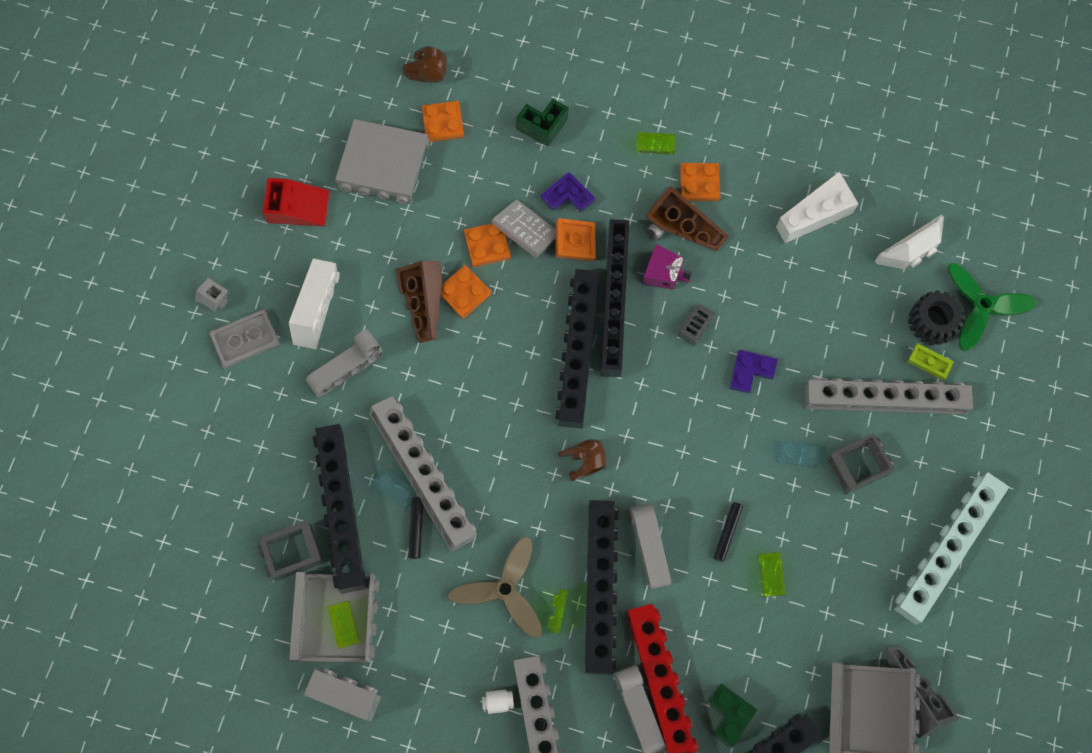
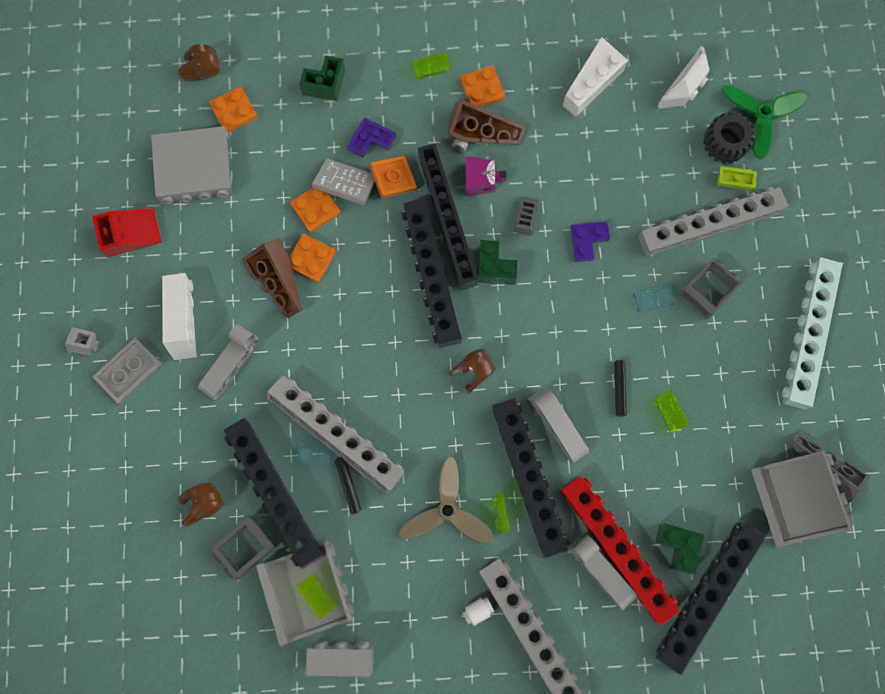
camera: 20 degrees left, 5 degrees up
(271, 491) = (205, 502): none -> reddish brown helmet
(641, 365) = (493, 269): none -> dark green brick

